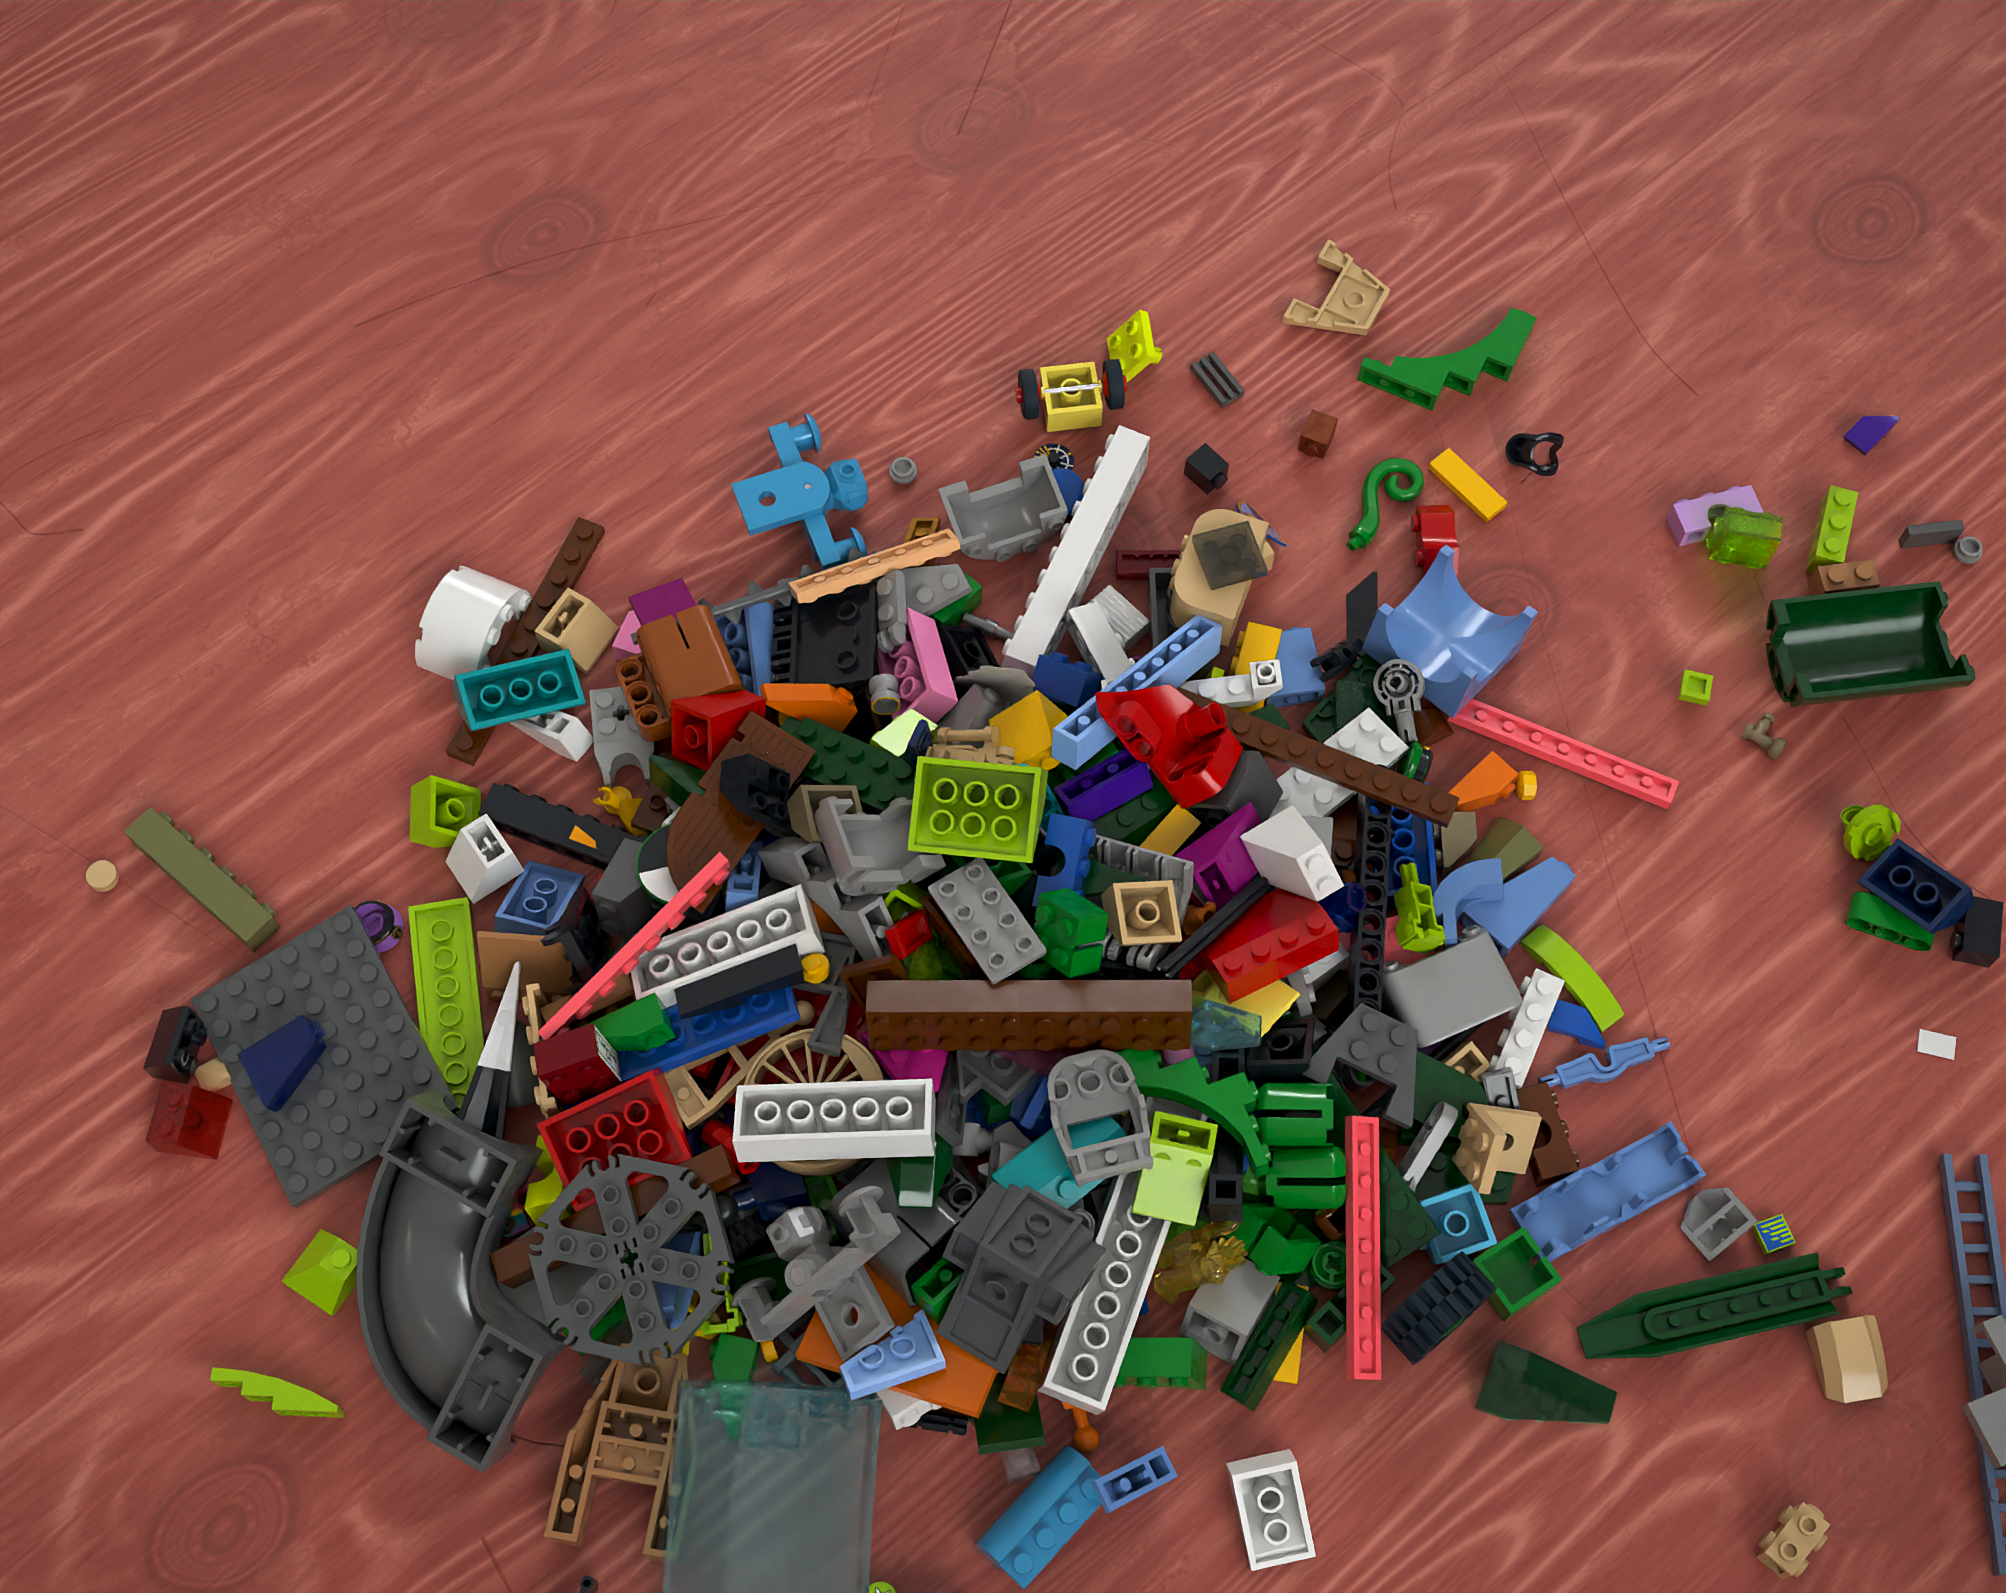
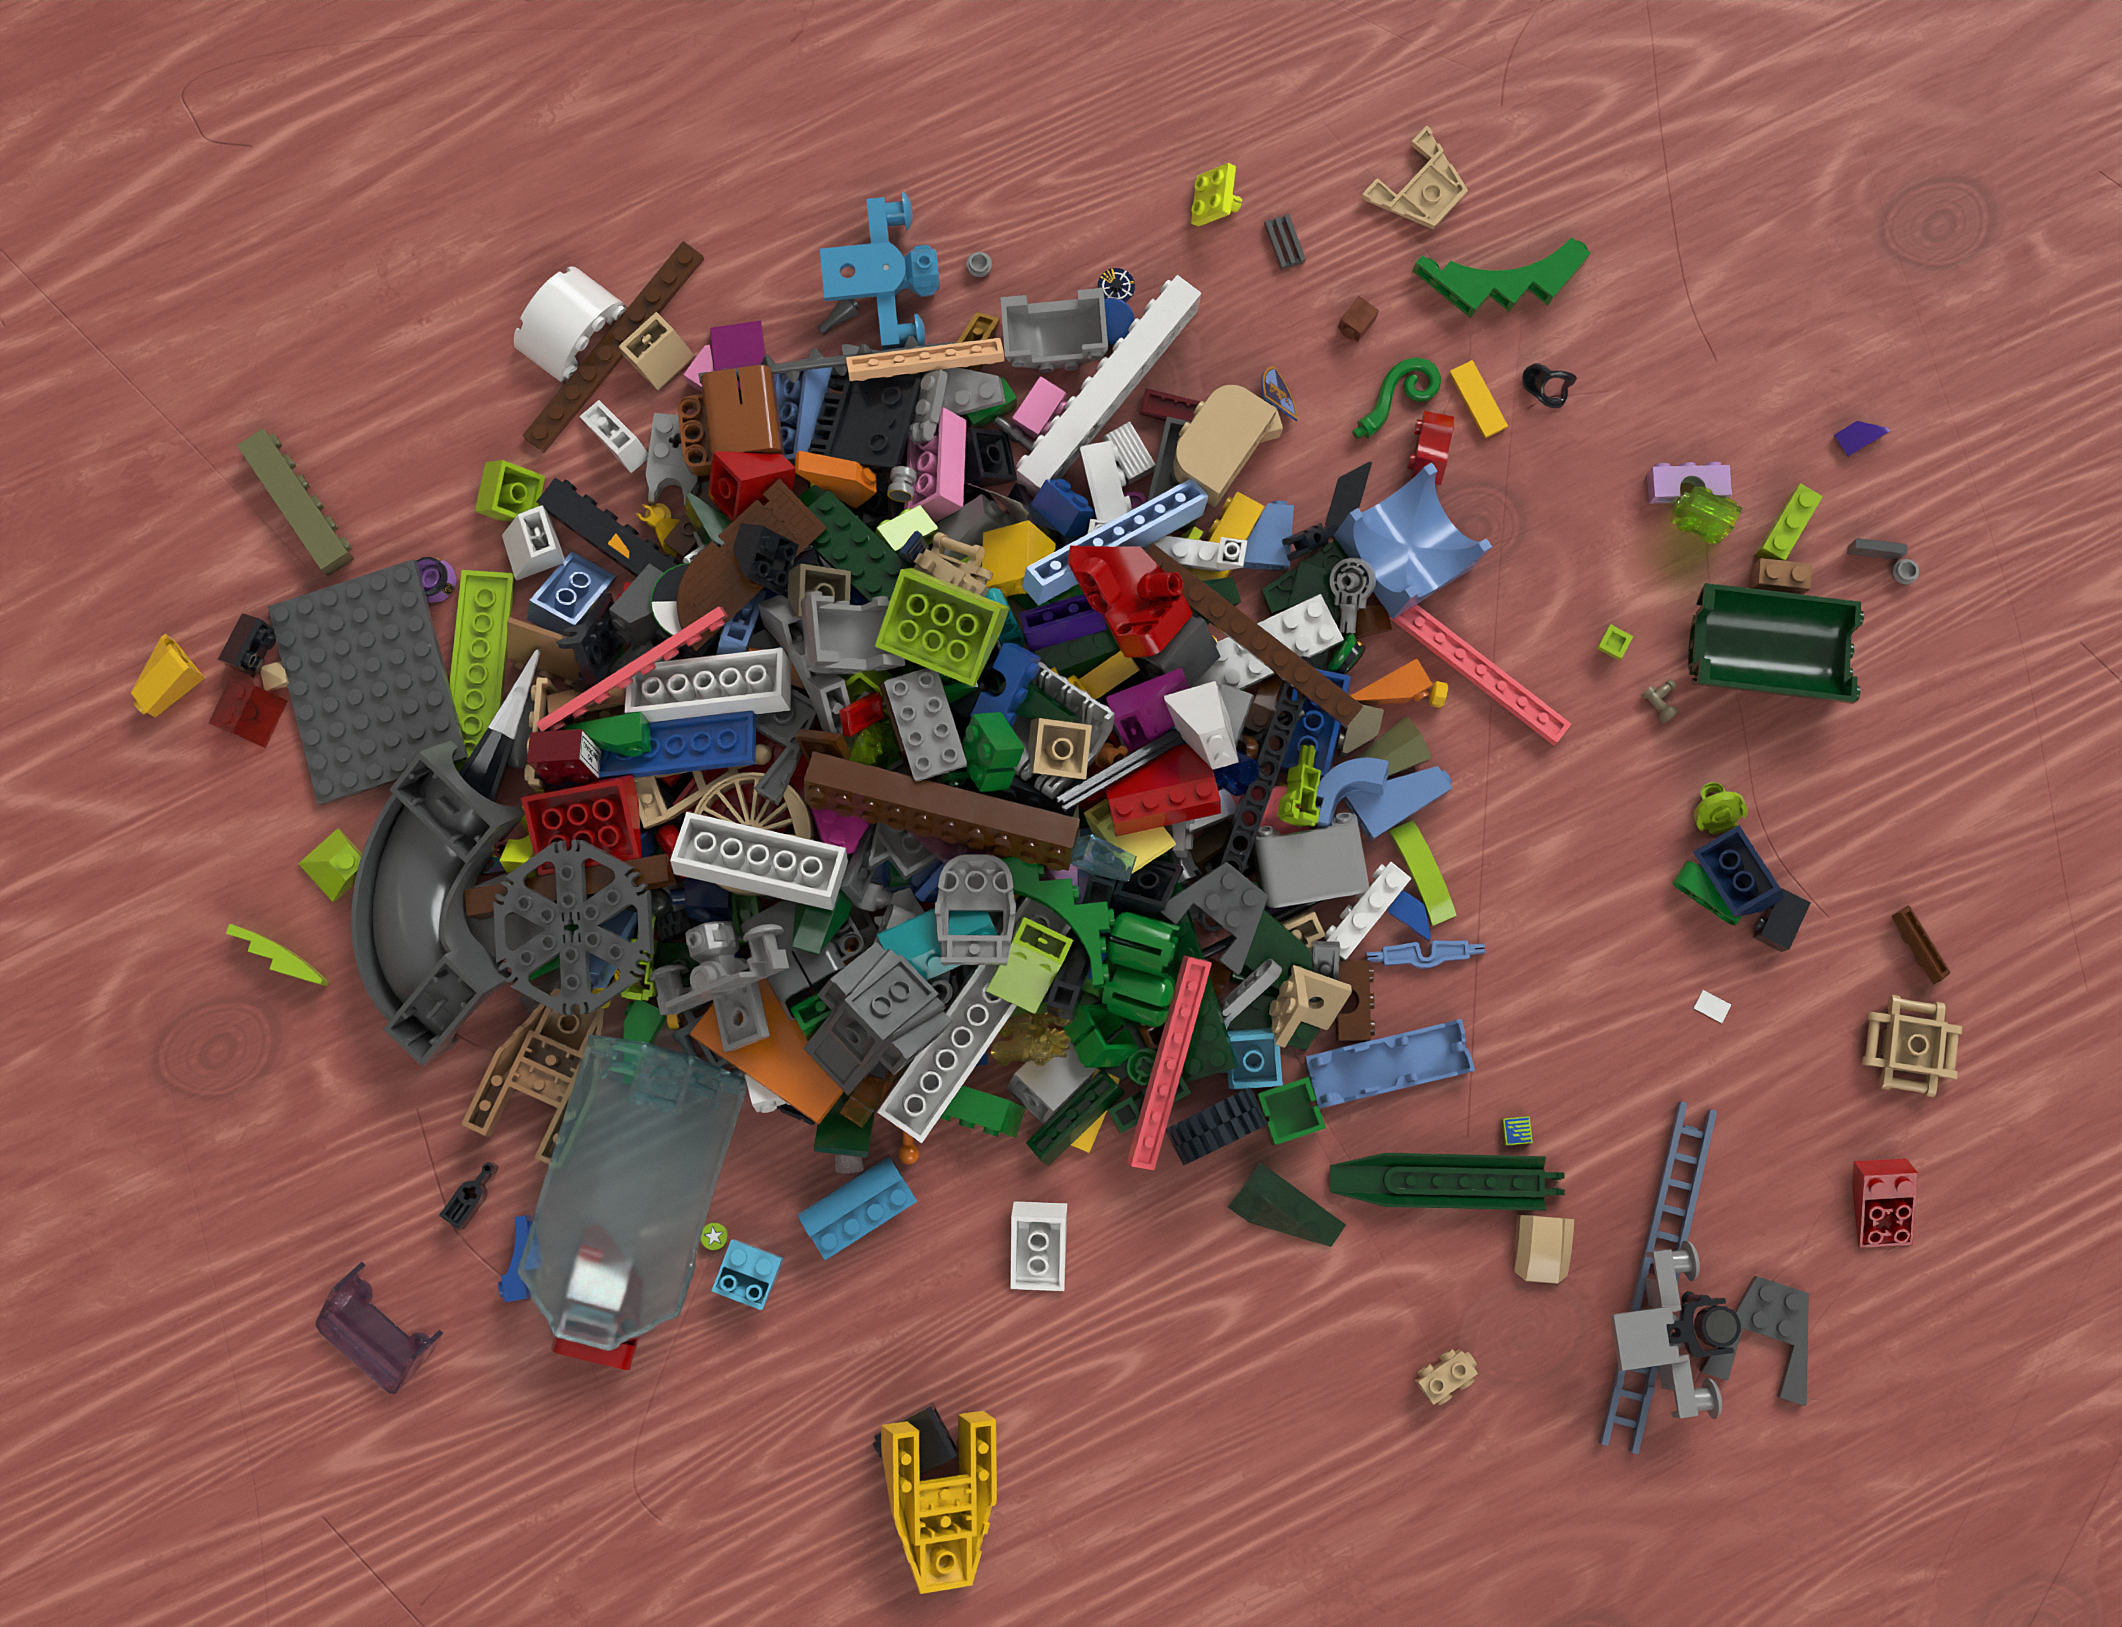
camera: 10 degrees right, 15 degrees up
(84, 1106) = (165, 678): none -> yellow slope
(102, 876) = (214, 477): tan tile -> none
(283, 1060) = (331, 683): clear blue slope -> none
(517, 690) = (593, 400): teal slope -> none
(728, 987) = (713, 720): black slope -> none
(770, 546) = (841, 312): none -> dark grey cone
(815, 968) = (777, 722): yellow plate -> none
(899, 1358) = (765, 1062): light blue wing -> none
(1008, 595) = (1040, 408): none -> bright pink brick
(1071, 394) = (1146, 228): light yellow brick -> none
(1134, 1479) = (932, 1199): medium blue slope -> none
(1206, 469) = (1248, 329): black brick -> none
(1229, 555) = (1231, 434): clear smoke plate -> none
(1716, 1220) = (1472, 1108): light grey slope -> none

